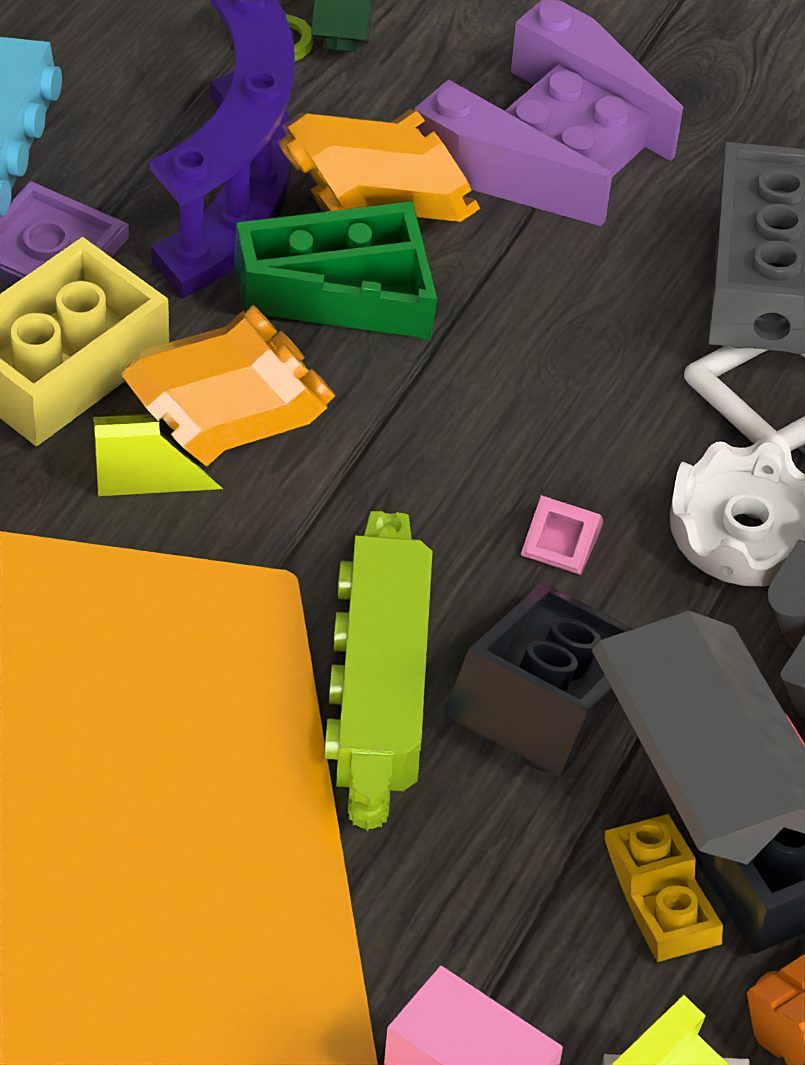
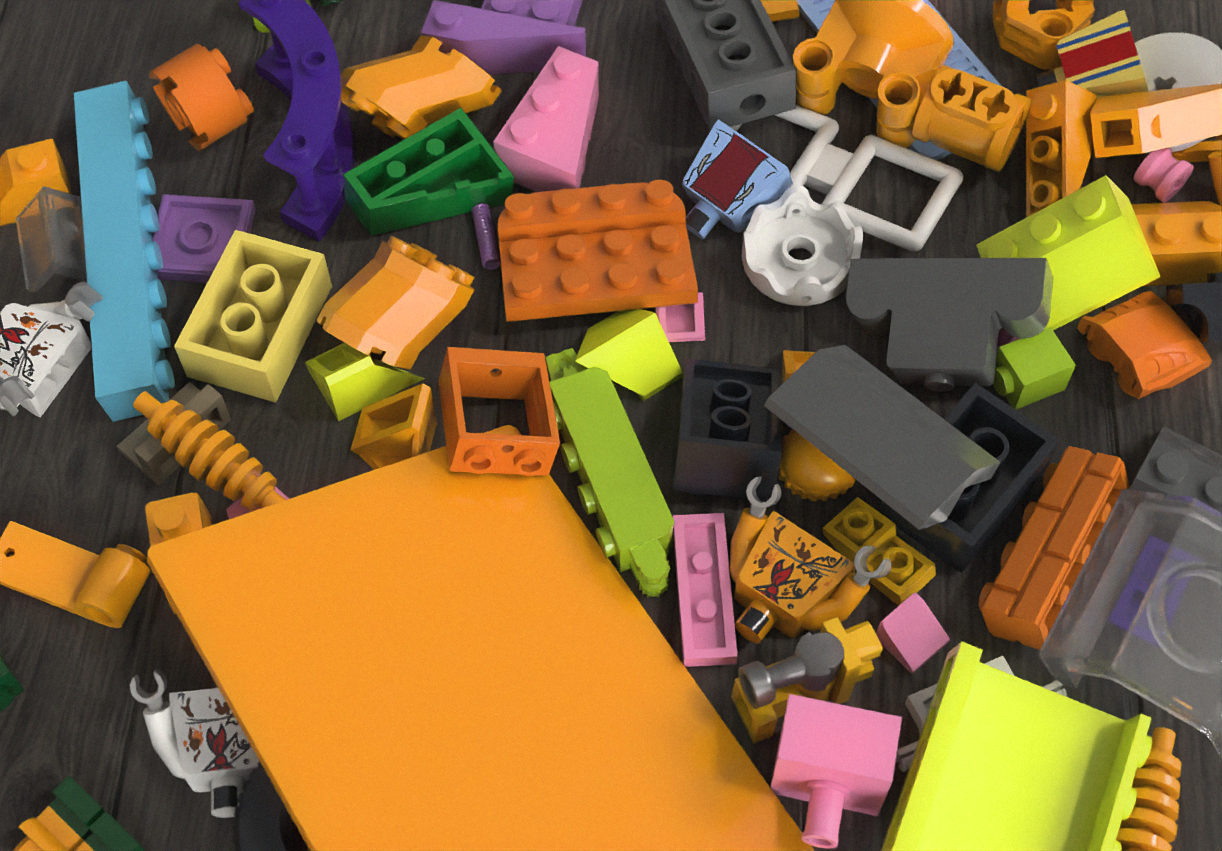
camera: 20 degrees left, 10 degrees up
(125, 88) = (201, 95): none -> orange brick
(162, 518) = (396, 427): none -> light orange slope
(323, 522) = (520, 377): none -> orange window
(377, 362) = (485, 236): none -> medium lavender piece
(421, 840) = (704, 590): none -> bright pink plate
(478, 551) = (632, 351): none -> neon yellow slope
(494, 420) = (595, 251): none -> orange plate
(507, 960) = (820, 669): none -> hips
(518, 270) = (552, 125): none -> bright pink wedge
(533, 862) = (790, 575): none -> light orange torso
(624, 767) = (810, 471): none -> light orange hat
(647, 985) = (912, 633): none -> bright pink slope
(700, 400) = (731, 181): none -> torso

